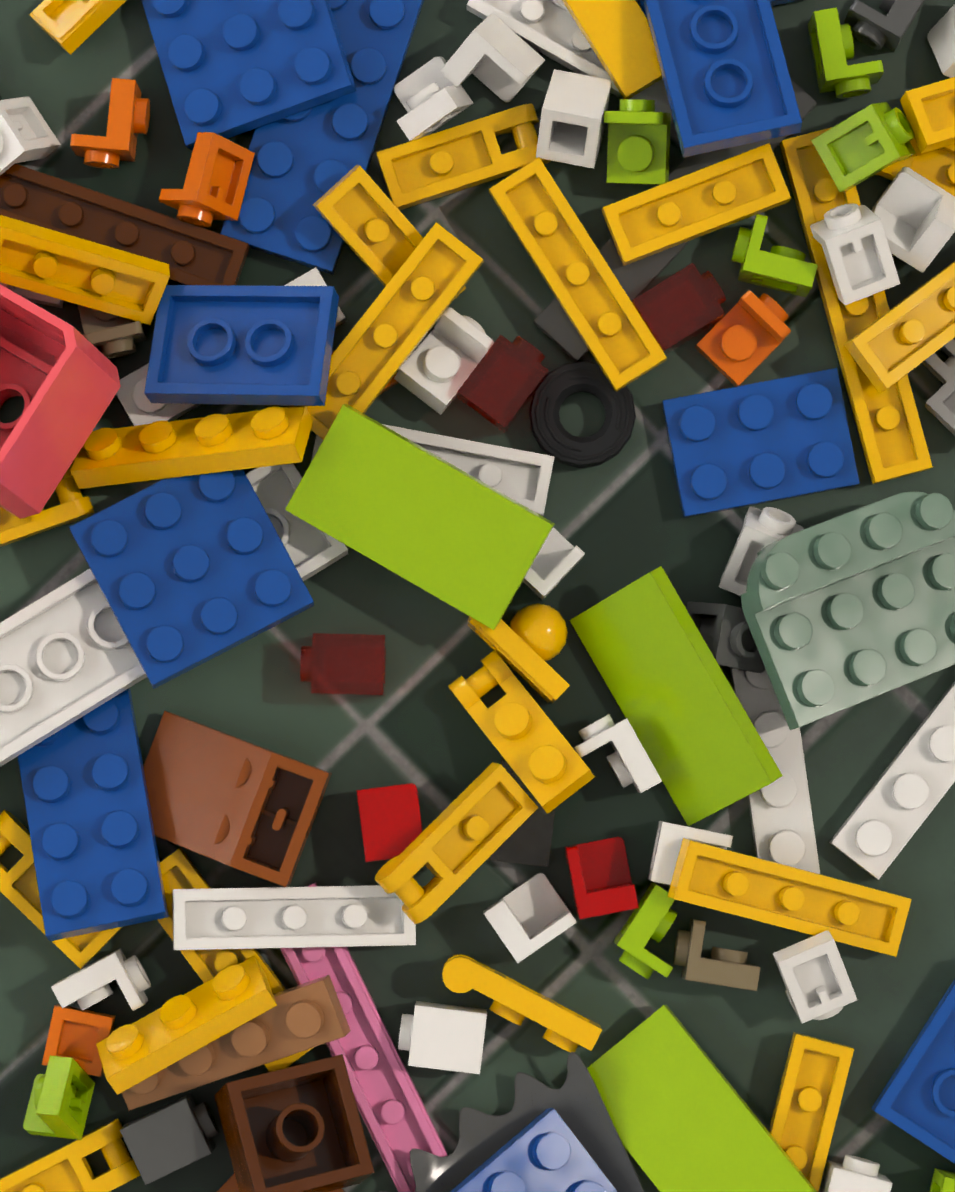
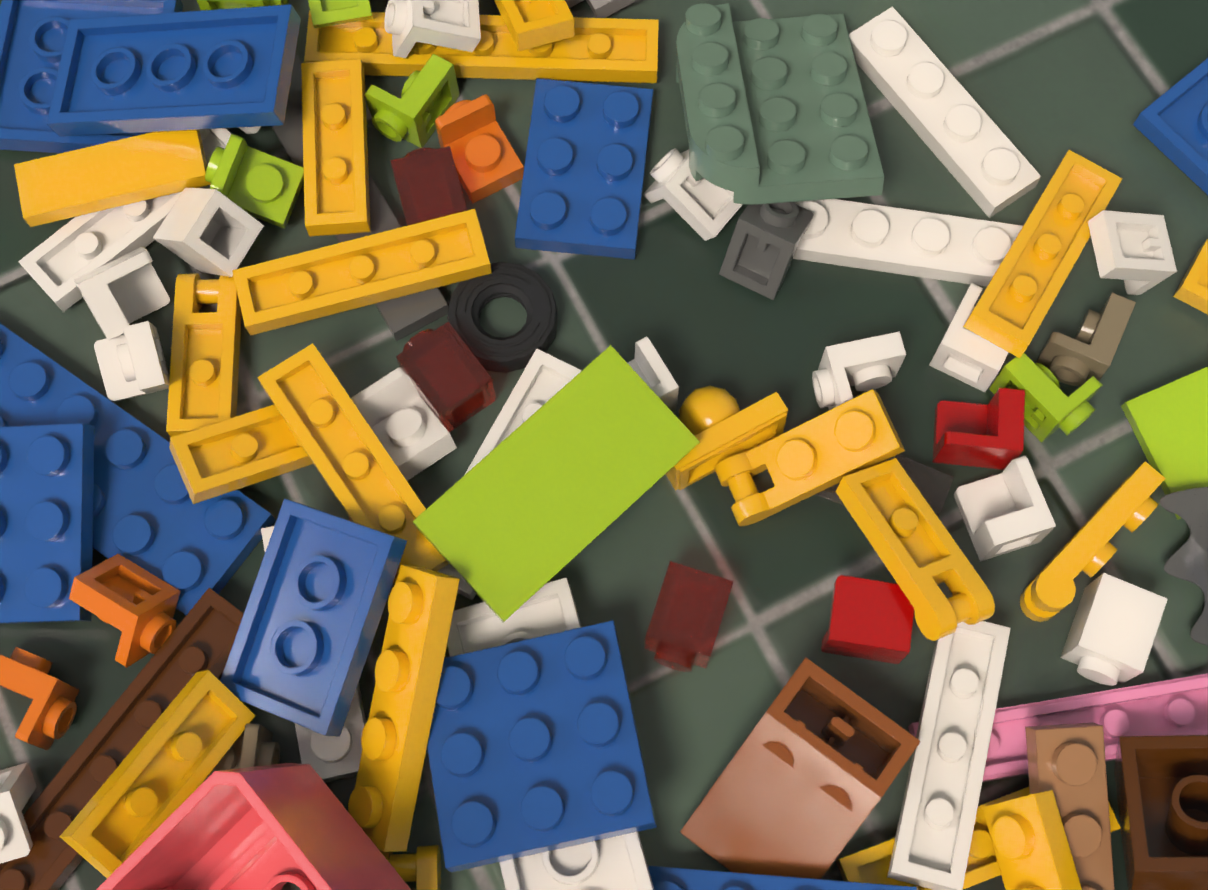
camera: 70 degrees left, 15 degrees down
(675, 697) = (795, 297): lime tile -> none

